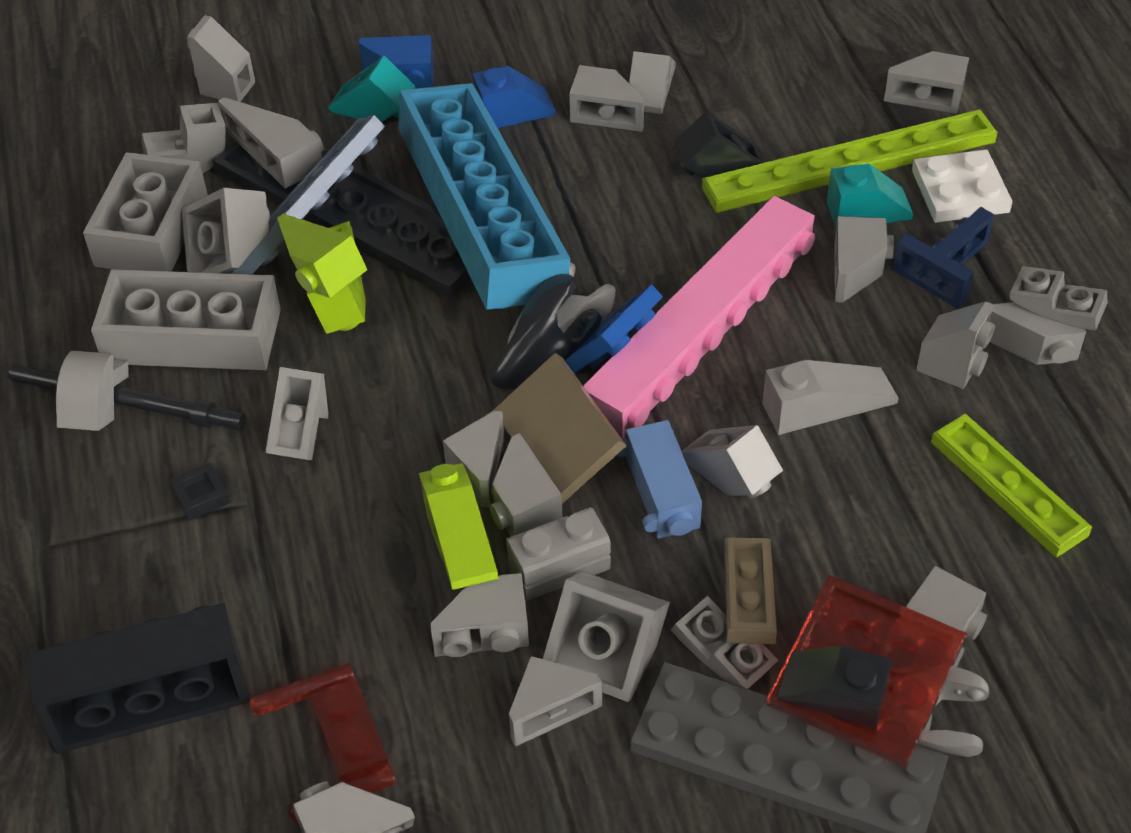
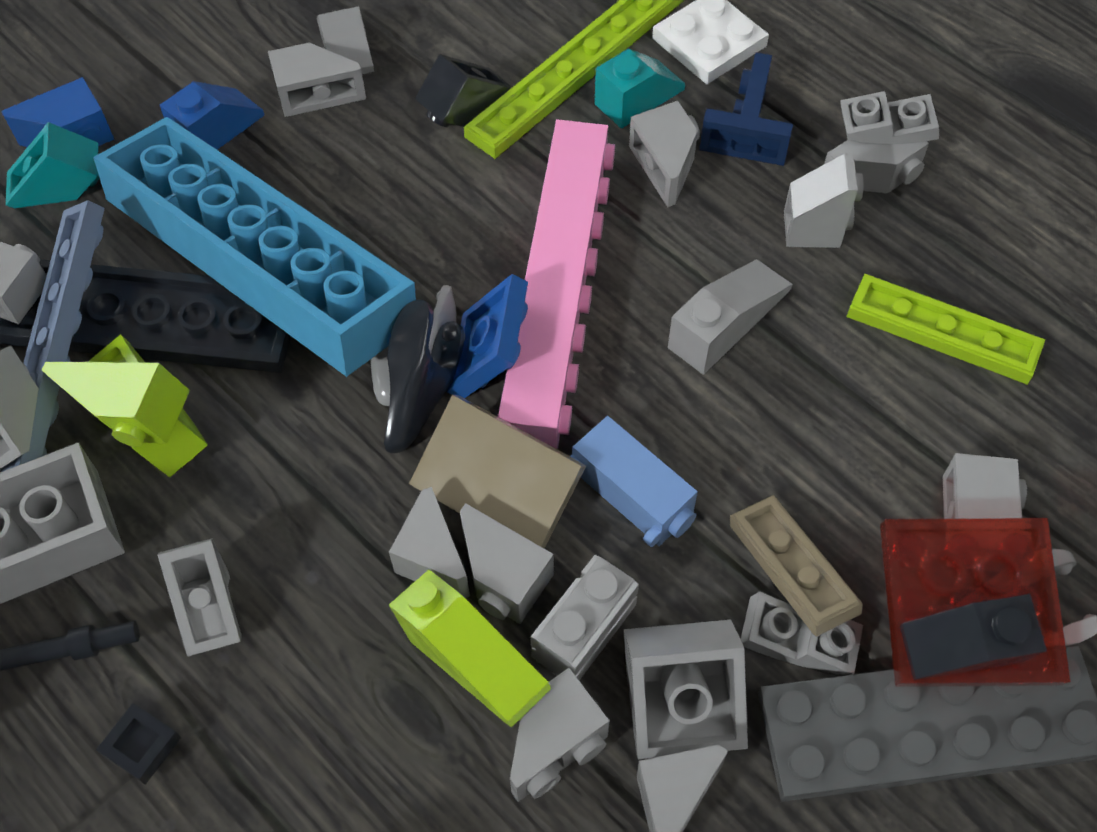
camera: 30 degrees left, 10 degrees up
(734, 460) = (689, 425): light grey slope -> none

